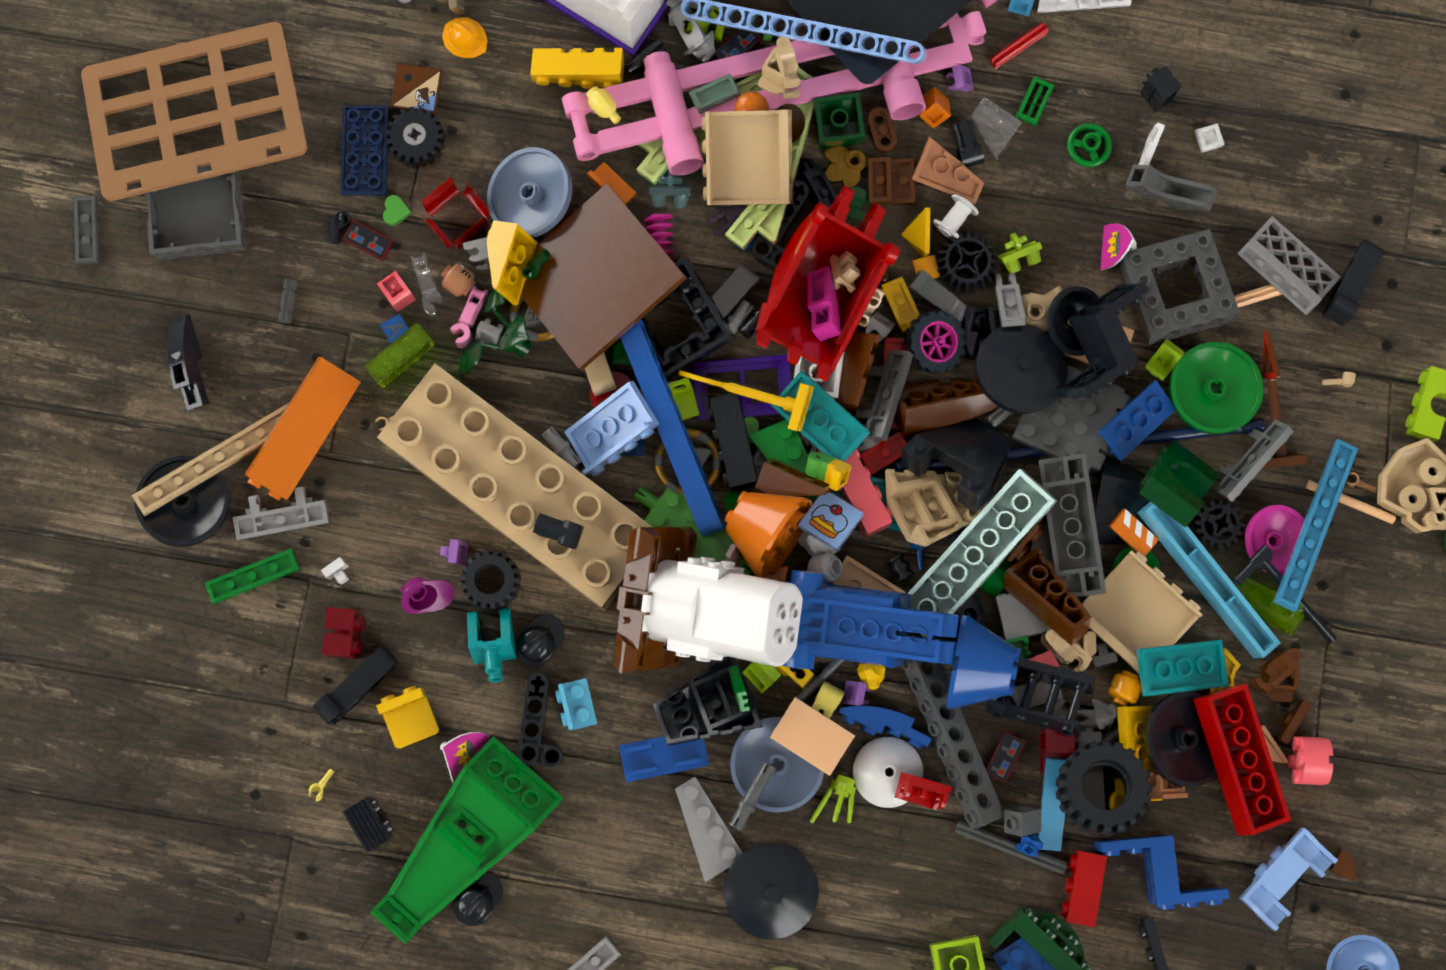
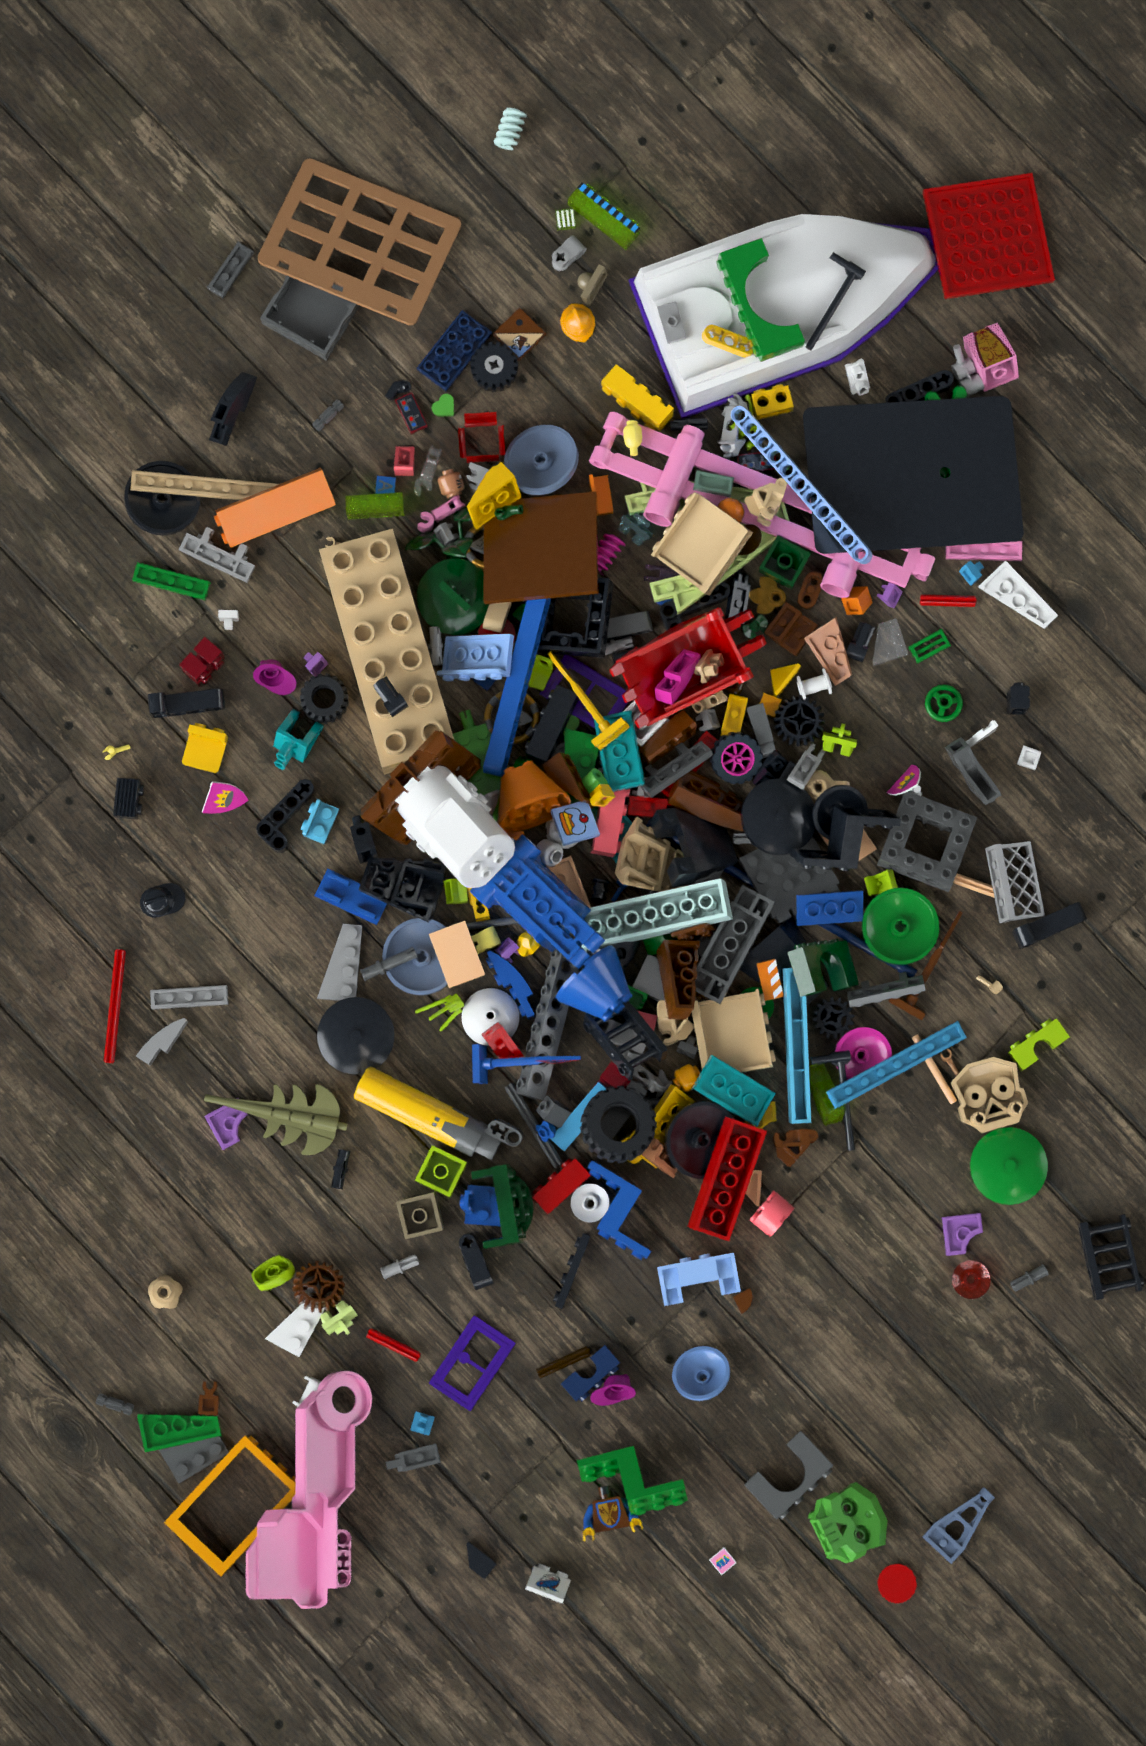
camera: 35 degrees right, 0 degrees up
(496, 802) = (220, 845): green wing -> none
(539, 640) = (327, 762): black piece -> none
(543, 387) = (453, 596): none -> dark green bracket
(639, 695) = (363, 839): none -> black torso
(739, 688) = (432, 887): green tile -> none
(910, 914) = (432, 1115): none -> yellow piece
(917, 825) = (481, 1063): none -> blue piece
(1005, 757) = (569, 1069): tile -> none
(1128, 896) = (588, 1193): none -> white dish
(1292, 721) = (781, 1181): reddish brown plate -> none

